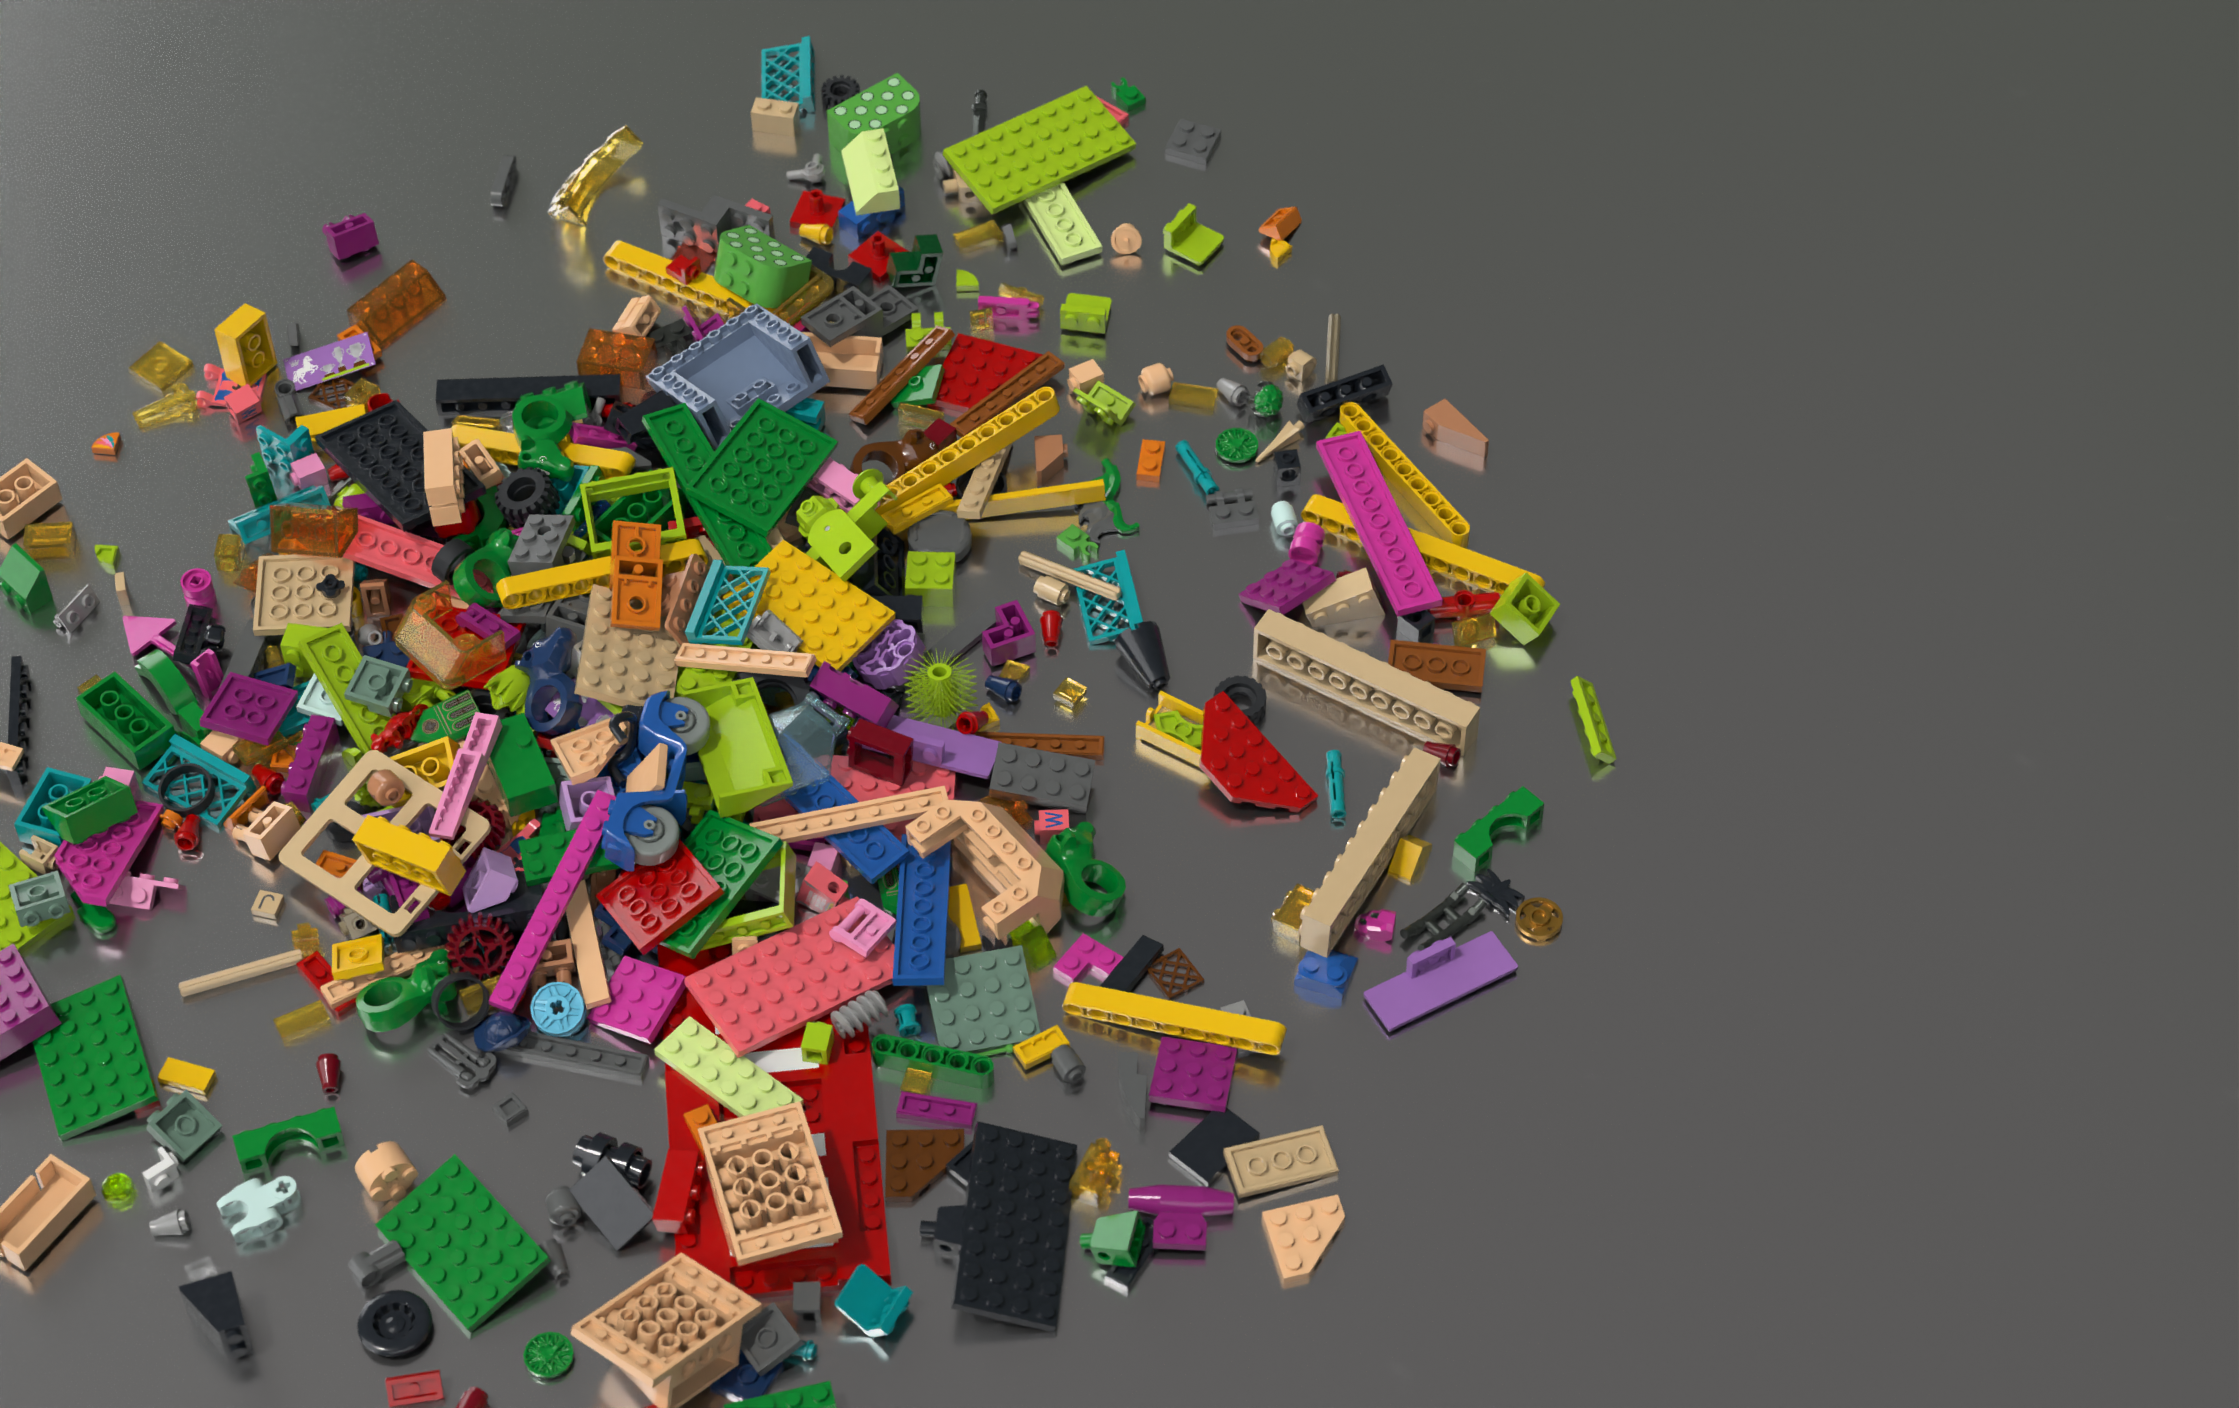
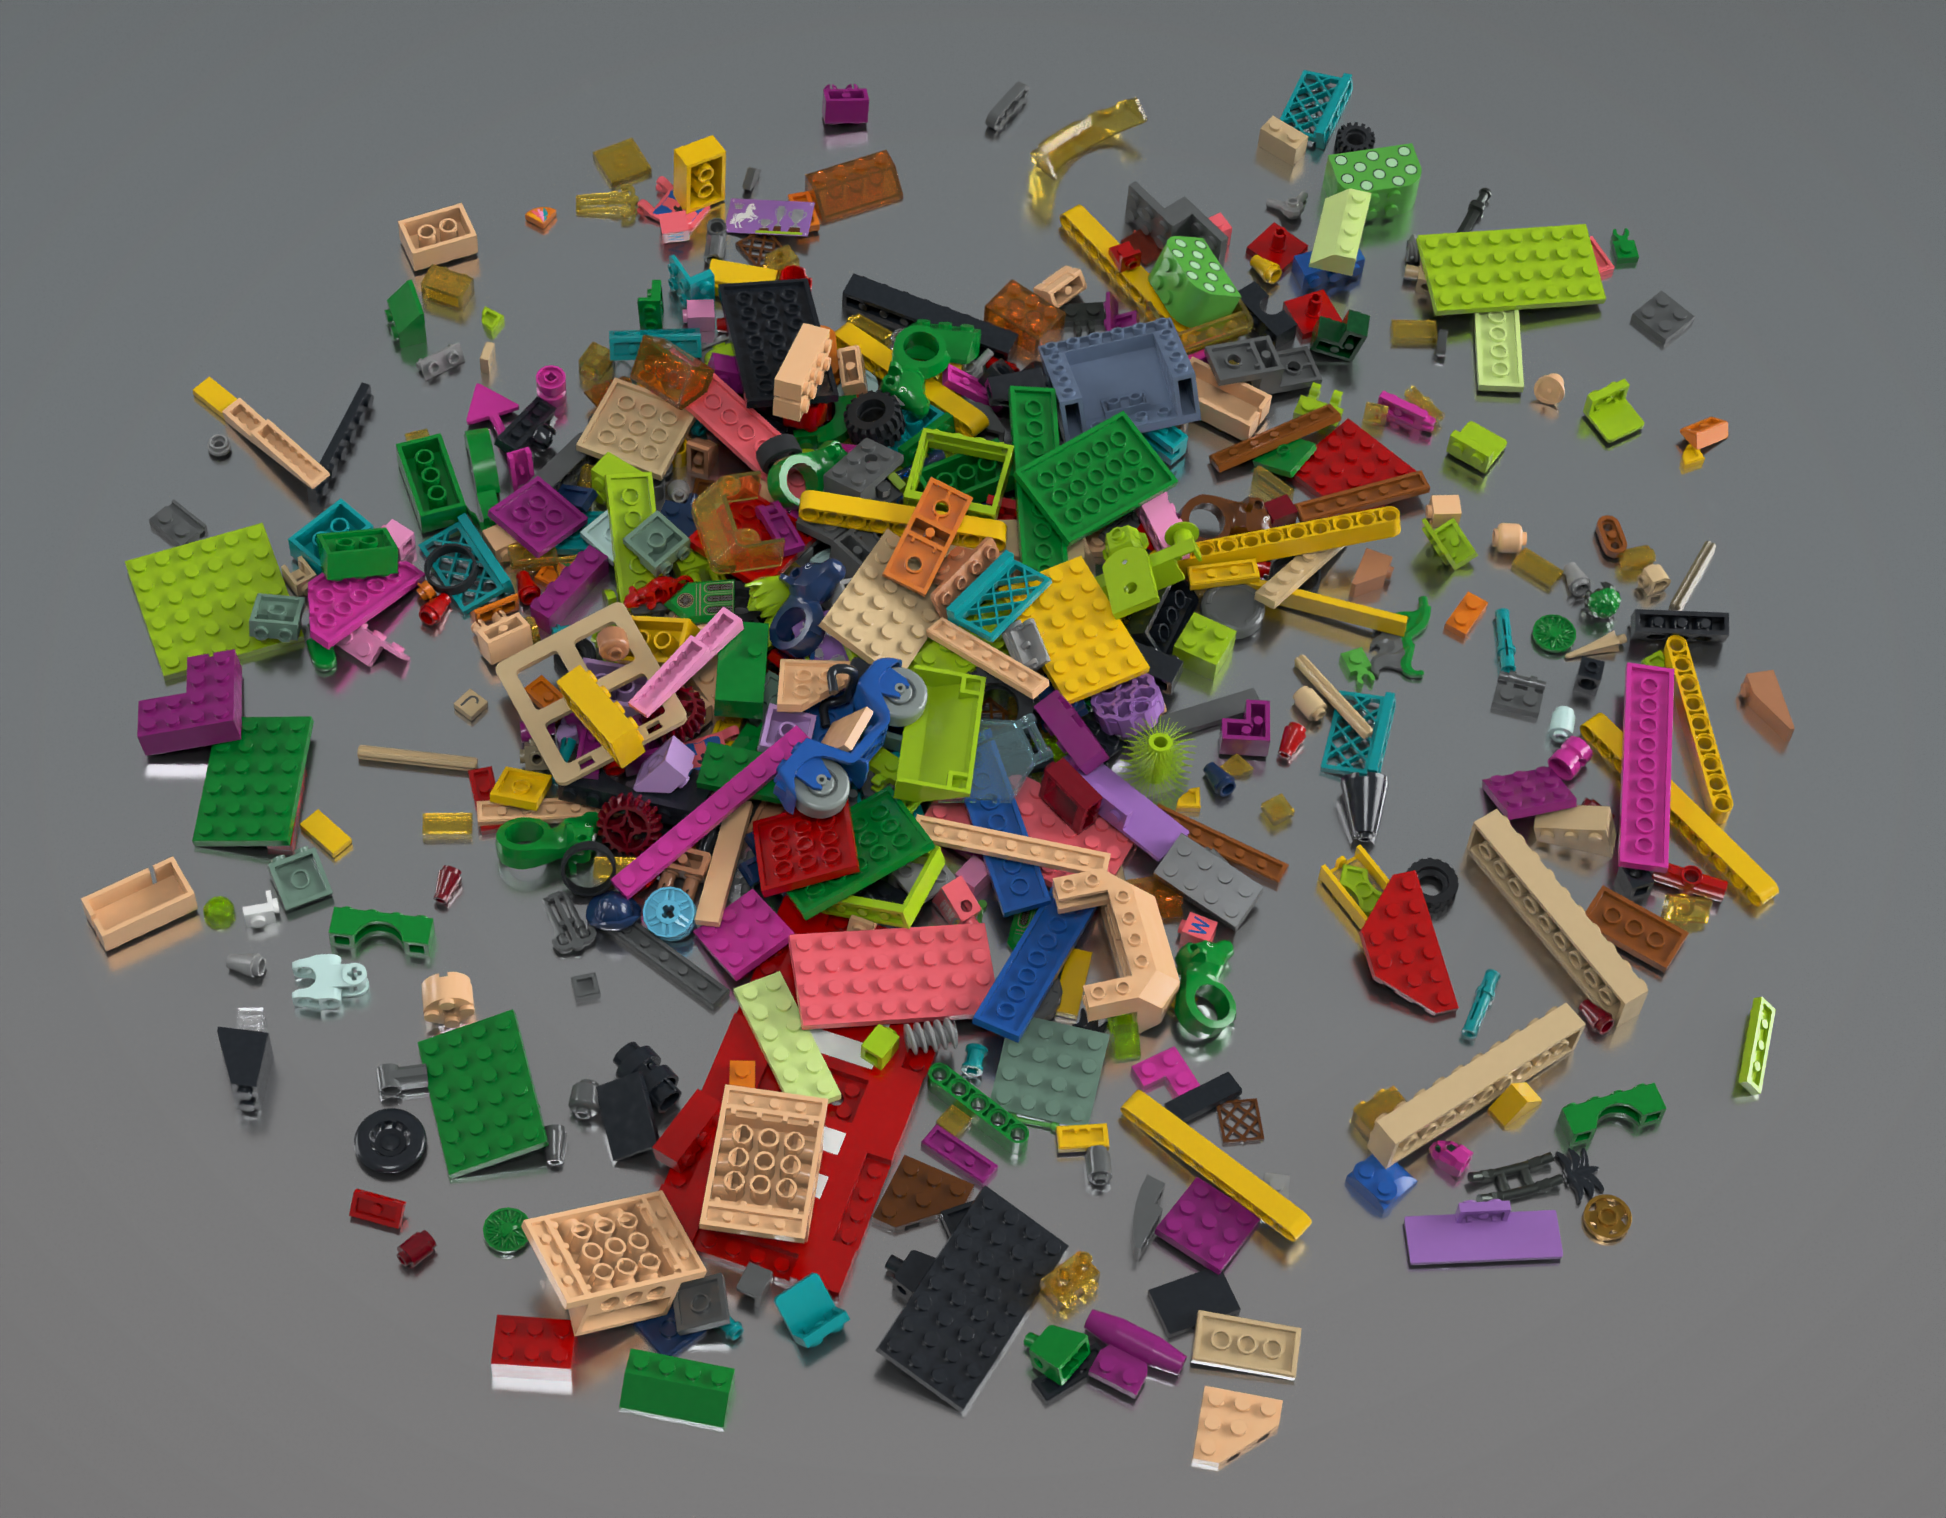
camera: 20 degrees right, 5 degrees up
(305, 938) = (485, 750): clear yellow gear -> none
(330, 586) = (661, 437): black plate -> none
(868, 932) = (975, 963): bright pink plate -> none
(966, 281) = (1381, 370): lime tile -> none
(971, 721) = (1171, 800): red cone -> none
(1525, 608) = (1744, 909): lime brick -> none

